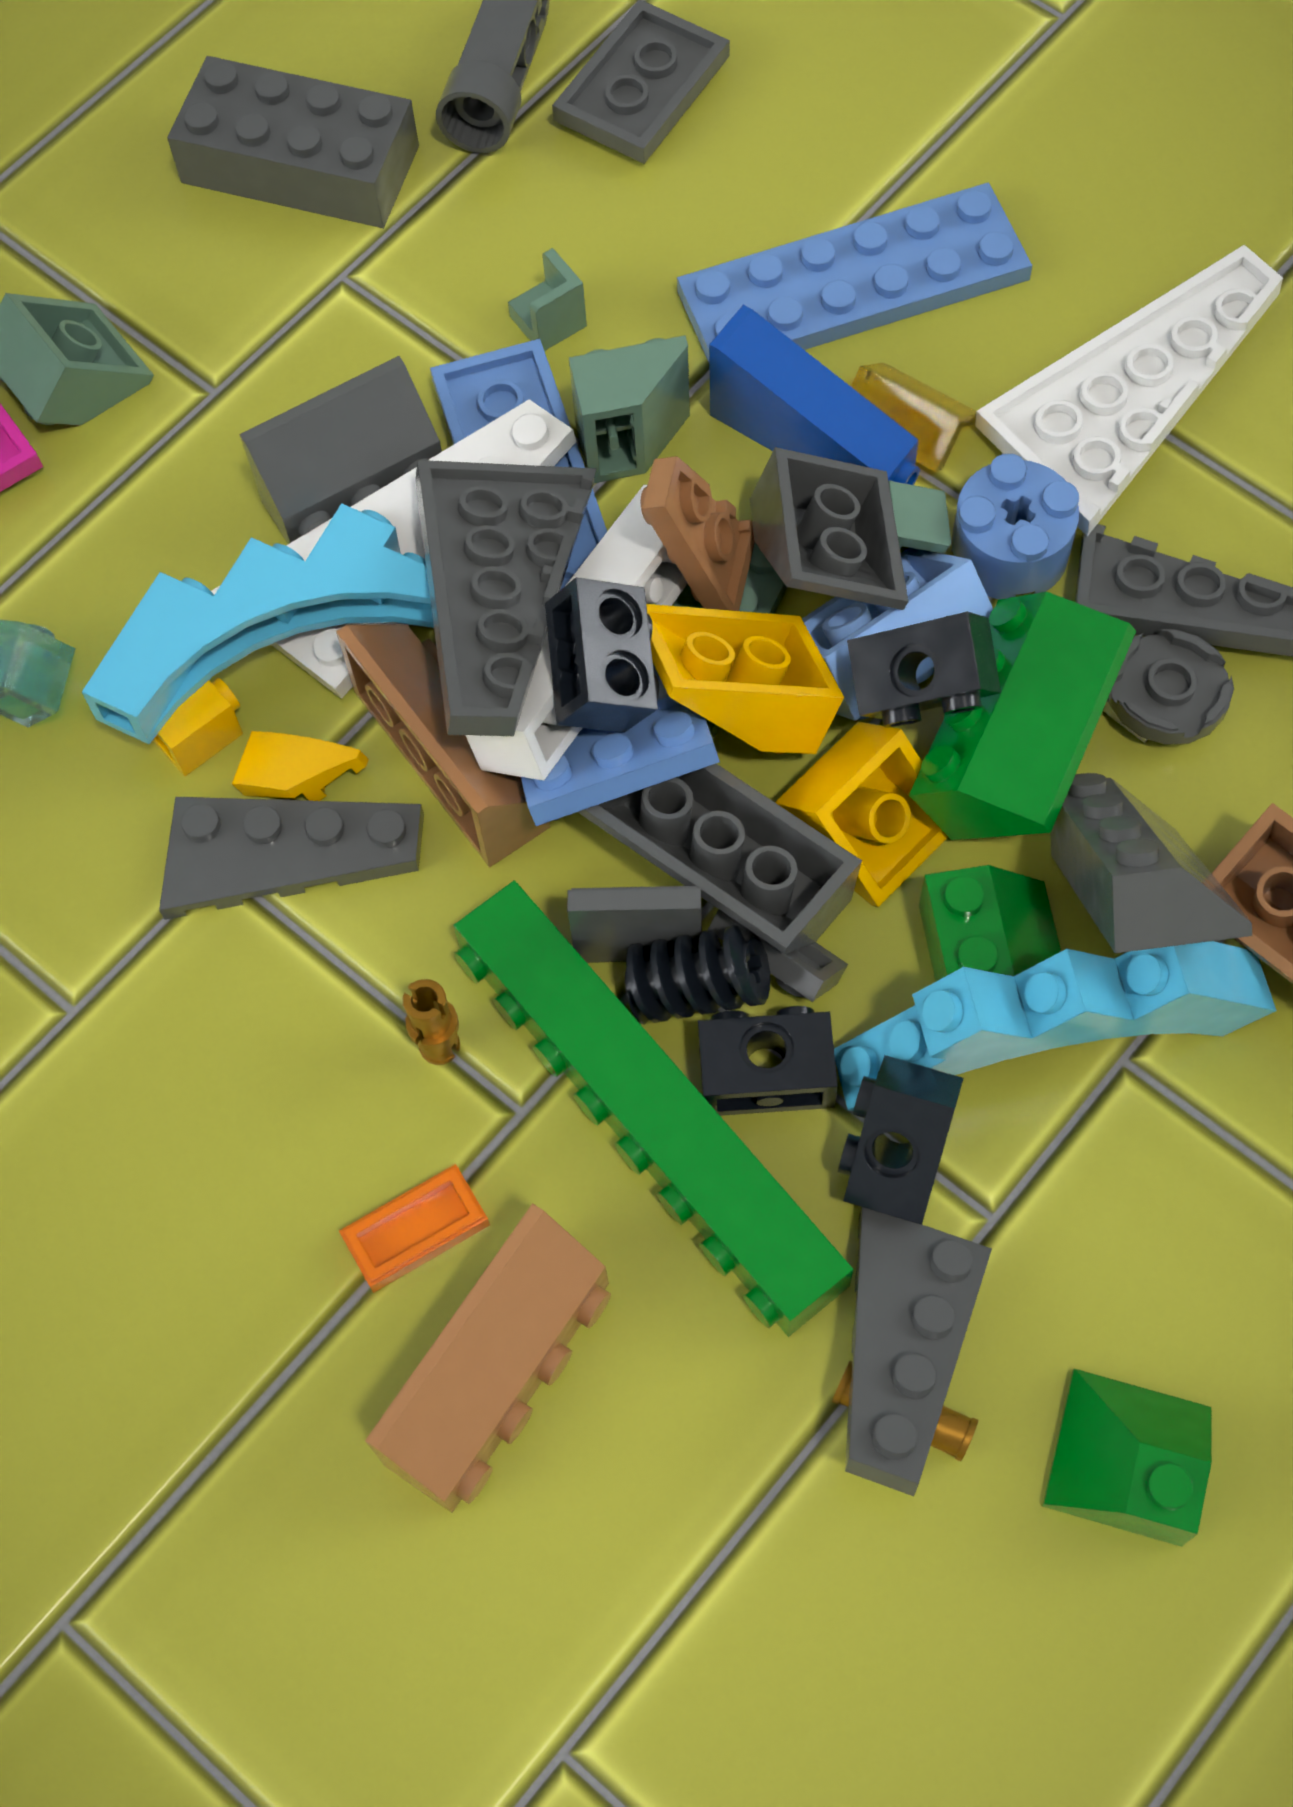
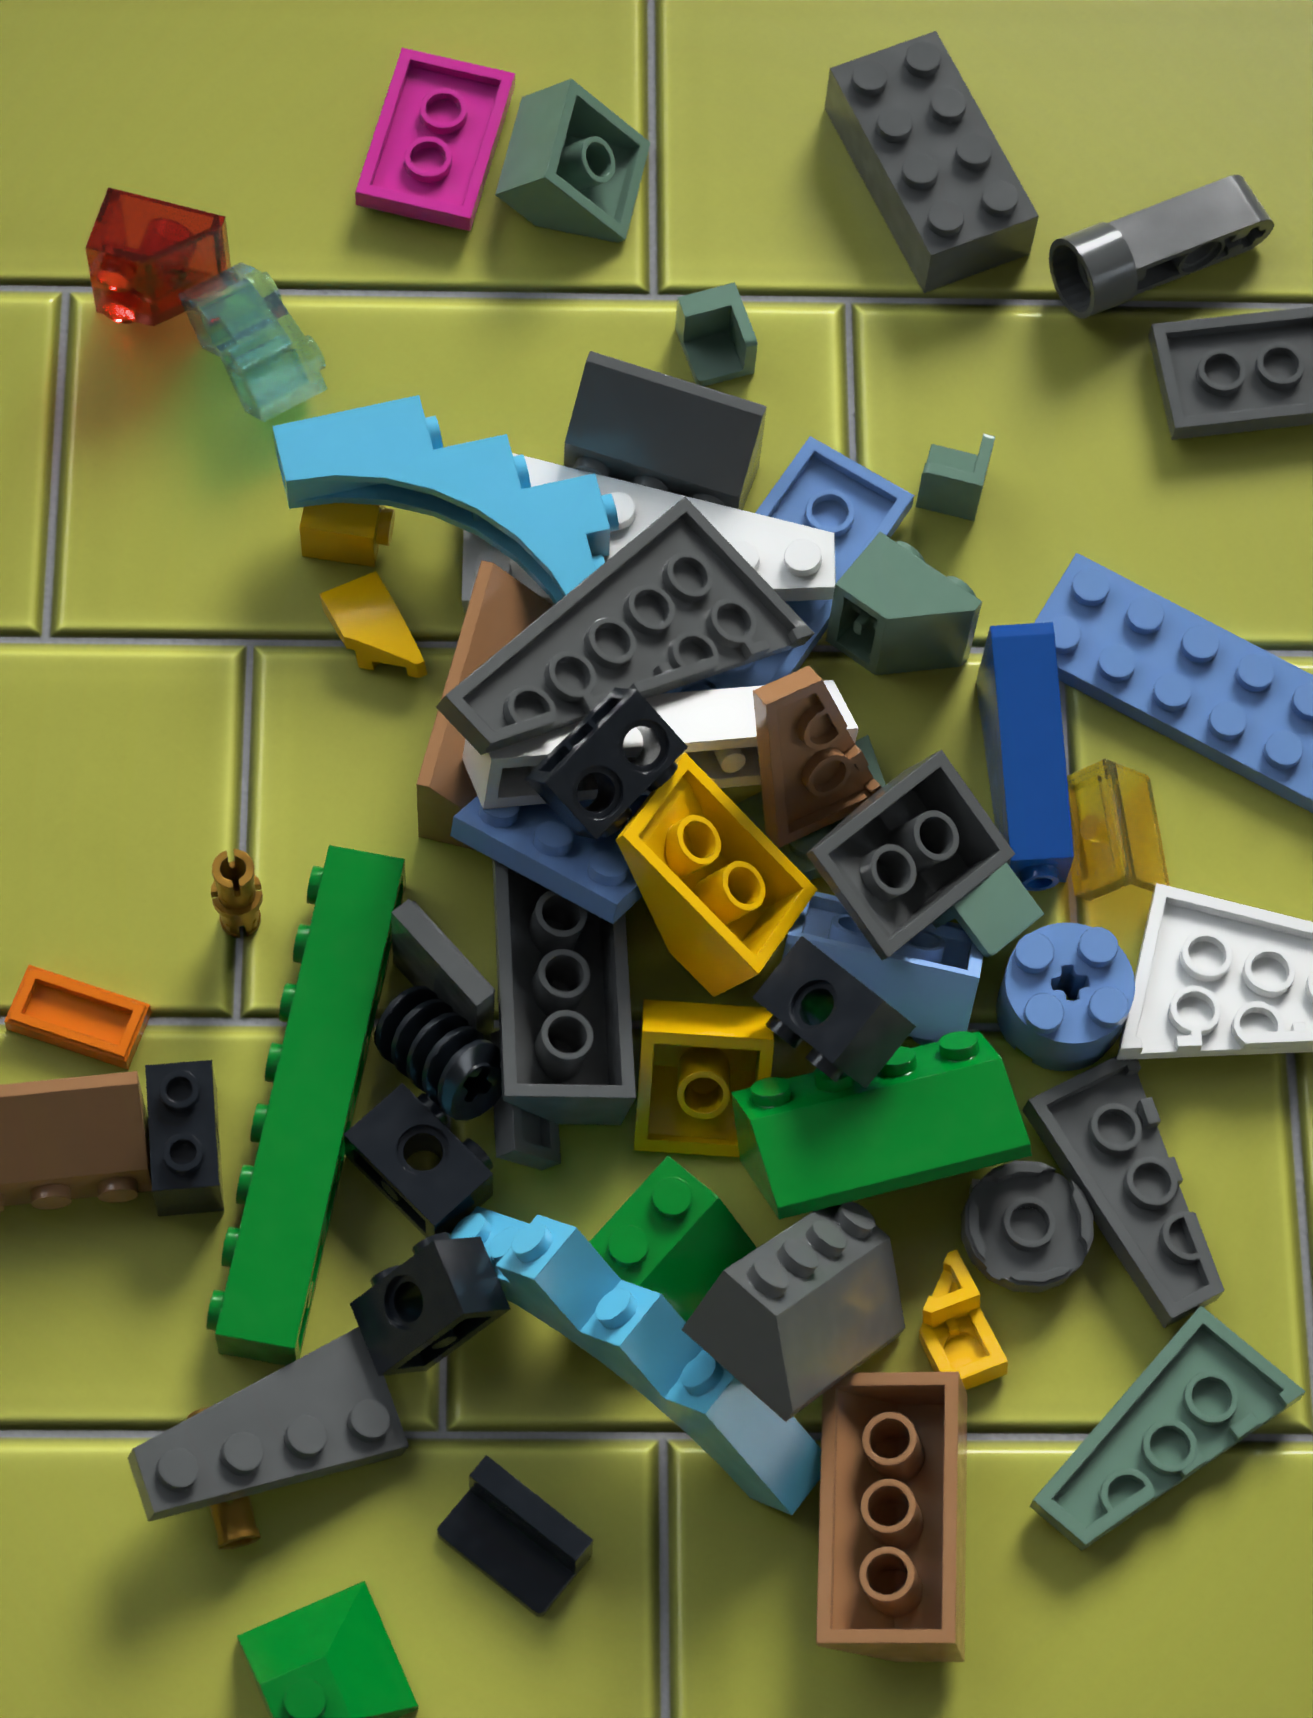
camera: 40 degrees right, 0 degrees up
(267, 846) = (300, 673): dark grey wing -> none
(289, 366) = (716, 335): none -> sand green panel
(601, 1217) = (184, 1138): none -> black brick
(1129, 1226) = (515, 1538): none -> black panel
(1207, 797) = (956, 1330): none -> yellow slope

